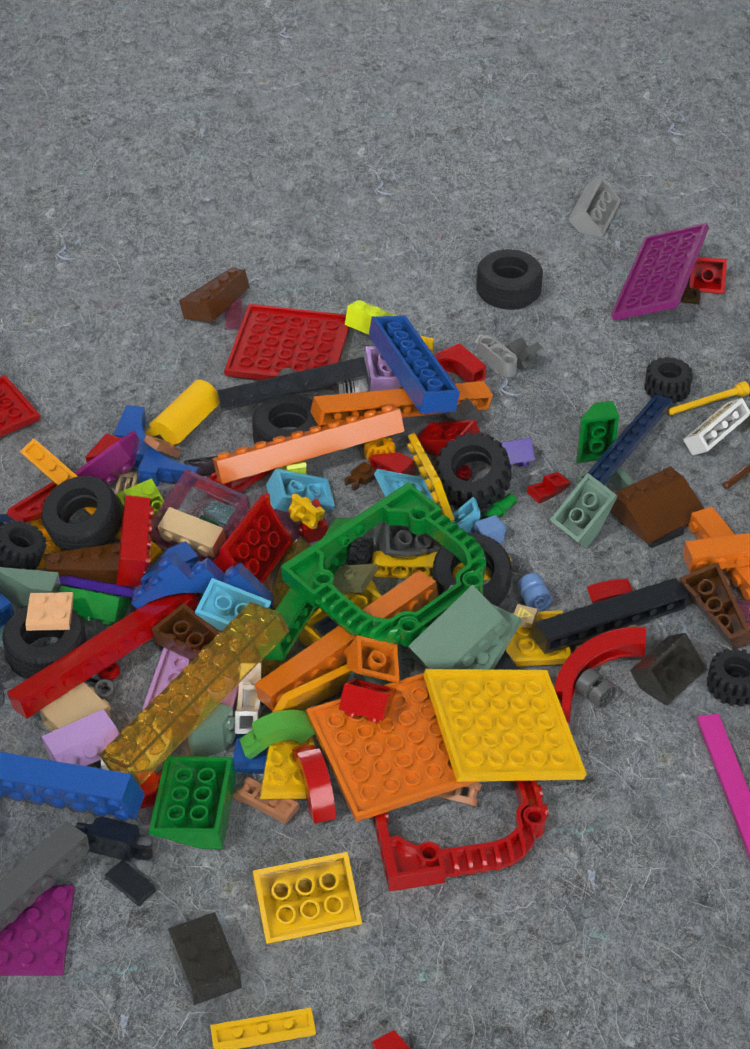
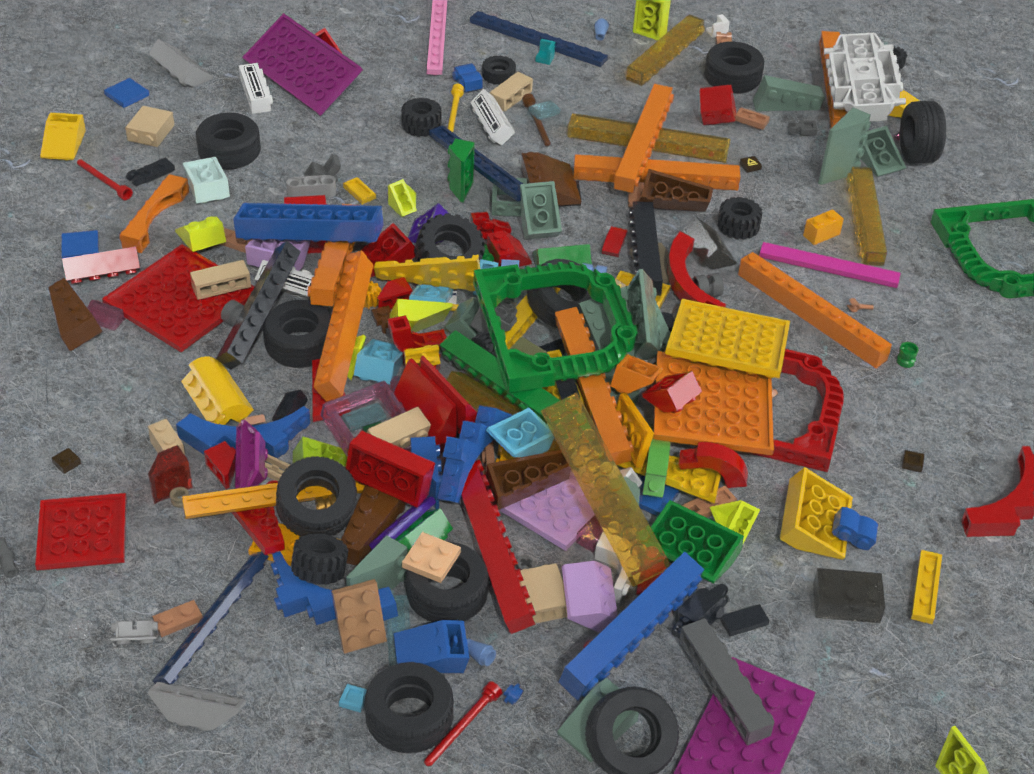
camera: 65 degrees left, 0 degrees up
(58, 447) = (175, 493): none -> dark tan bush
(60, 370) = (66, 460): none -> dark brown plate
(67, 425) = (169, 472): none -> clear red slope
(107, 411) = (163, 436): none -> tan brick
(248, 828) = (736, 516): none -> neon yellow slope
(289, 285) = (101, 264): none -> slope
(303, 934) = (855, 528): none -> blue brick
(309, 265) = (80, 243): none -> blue tile
(314, 350) = (220, 279): none -> tan brick
(326, 489) = (405, 338): none -> red arch
(357, 484) = (421, 313): none -> neon yellow slope
(393, 256) = (123, 191): none -> red piece
(413, 280) = (170, 192): none -> orange arch
(429, 192) = (62, 136): none -> yellow slope
(435, 259) = (150, 172): none -> black hinge
(445, 290) = (206, 180): none -> light aqua slope
(457, 966) = (913, 461): none -> dark brown tile
(491, 230) = (150, 126): none -> tan brick
(523, 517) = (506, 247): none -> red slope
(526, 388) = (359, 190): none -> yellow tile
(528, 199) = (126, 92): none -> blue tile
(537, 418) = (402, 198): none -> neon yellow slope
(544, 560) = (576, 253): none -> green slope
(551, 497) = (495, 225): none -> red plate
(606, 263) = (255, 88): none -> white brick
(627, 906) = (907, 354): none -> green wheel
(633, 797) = (815, 310): none -> orange brick
(679, 833) = (855, 306): none -> nougat hand

